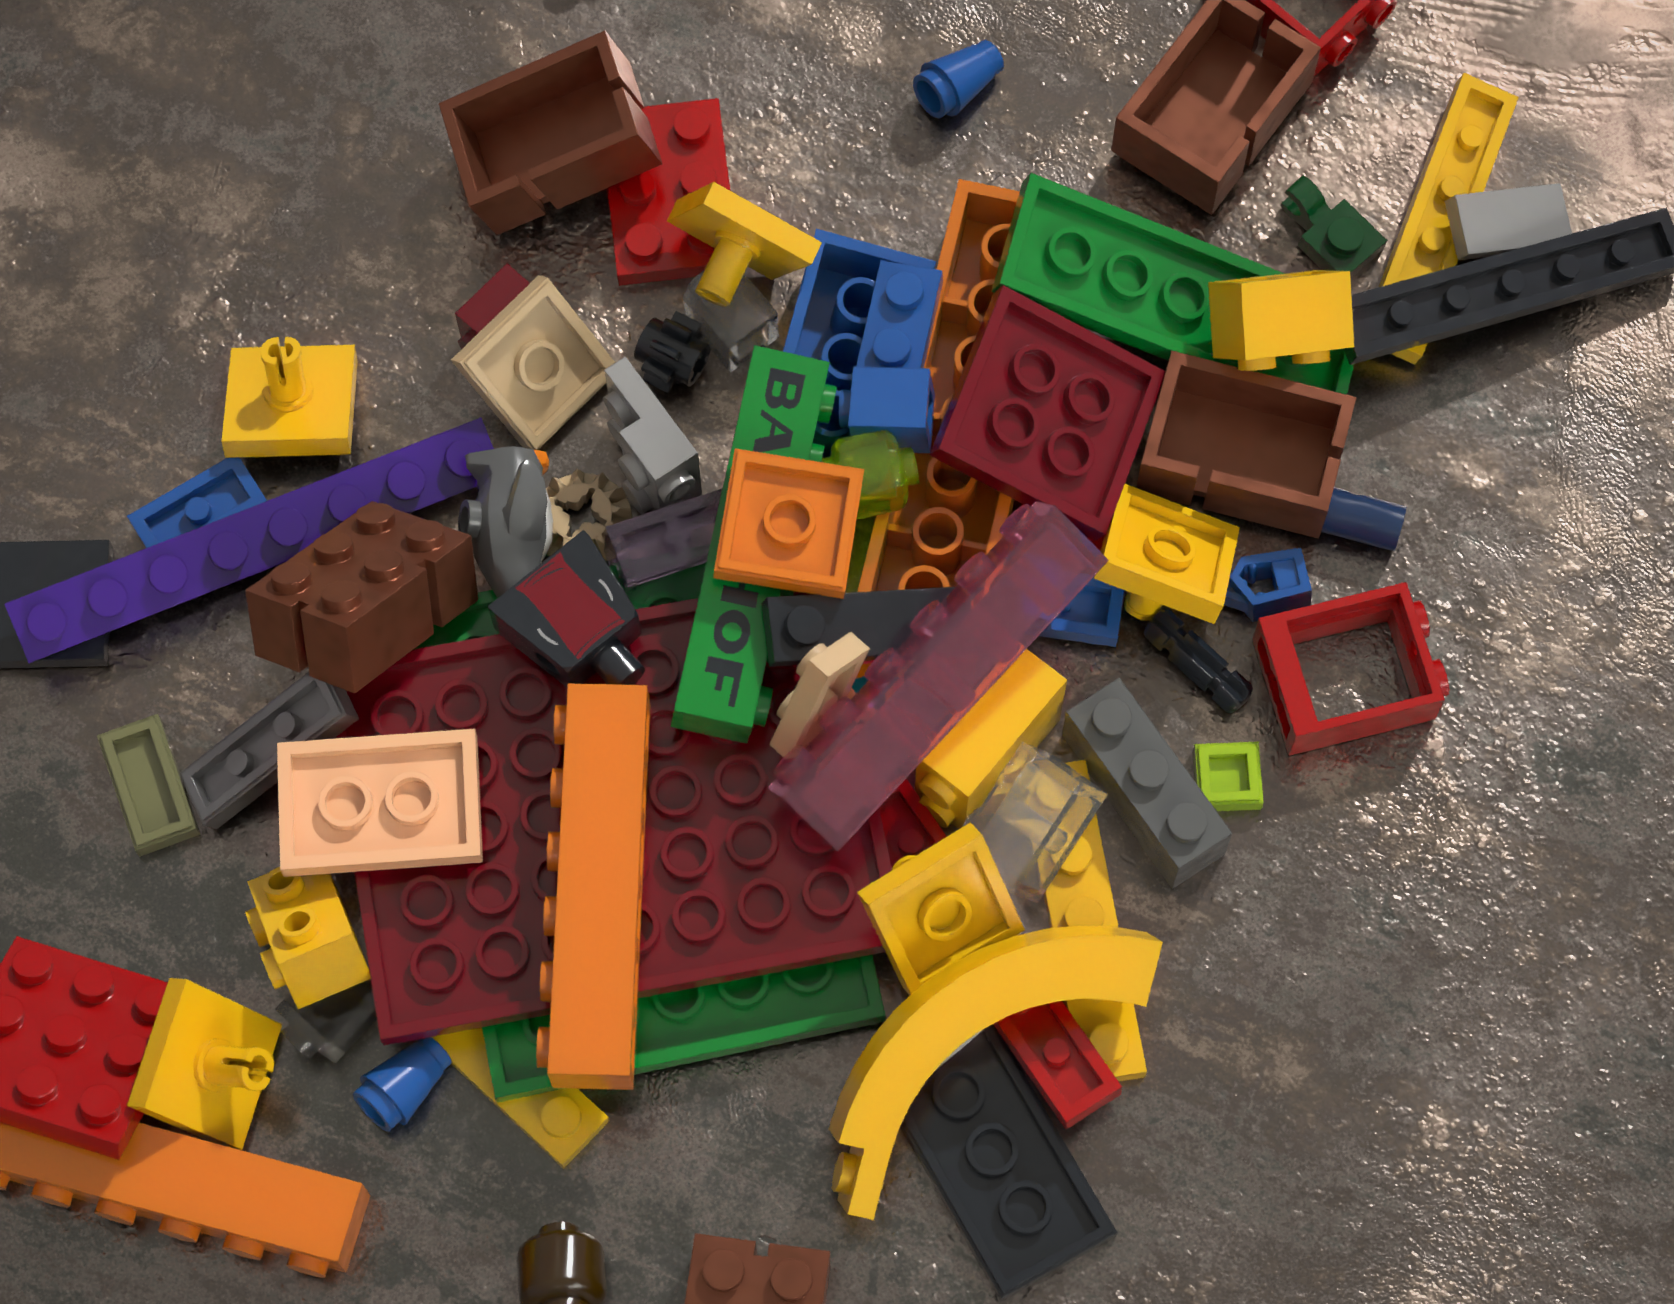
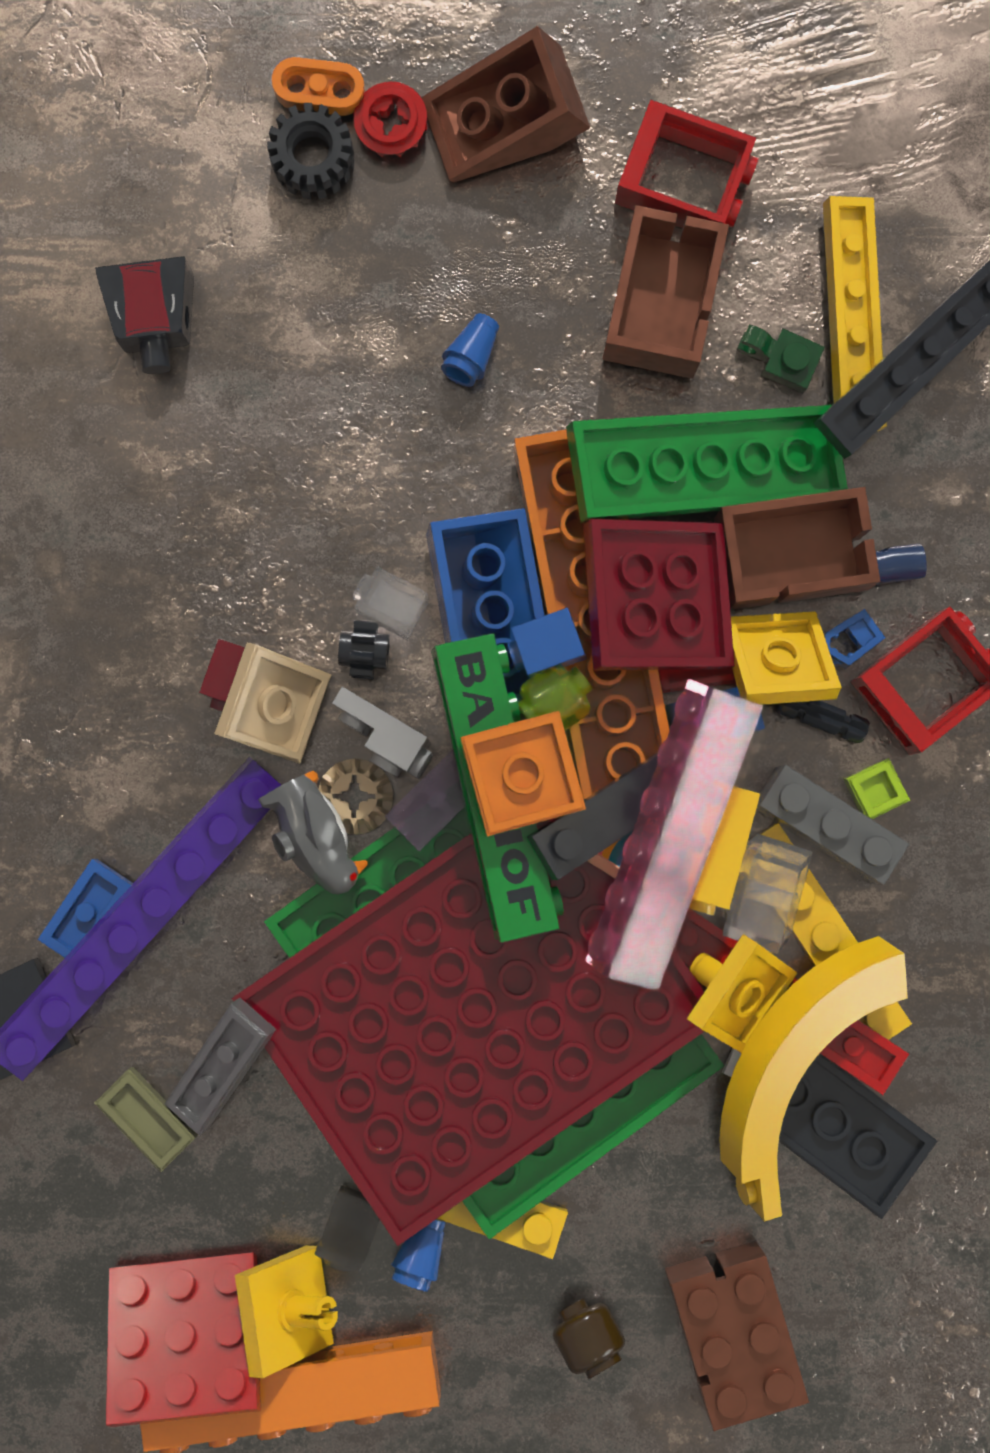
camera: 25 degrees left, 15 degrees up
(290, 400) = (111, 803): yellow tile -> none
(308, 936) = (309, 1187): yellow brick -> none
(362, 596) = (236, 941): copper piece -> none
(379, 802) = (320, 1087): light nougat plate -> none
(550, 133) = (203, 526): copper piece -> none
(572, 617) = (394, 895): torso -> none
(598, 887) = (501, 1084): orange brick -> none
(692, 157) = (303, 524): red plate -> none
(741, 238) = (379, 555): yellow tile -> none
(824, 679) = (595, 885): tan plate -> none
(900, 316) = (523, 572): blue plate -> none
(1281, 316) = (790, 450): yellow brick -> none
(1506, 219) = (905, 298): light grey tile -> none

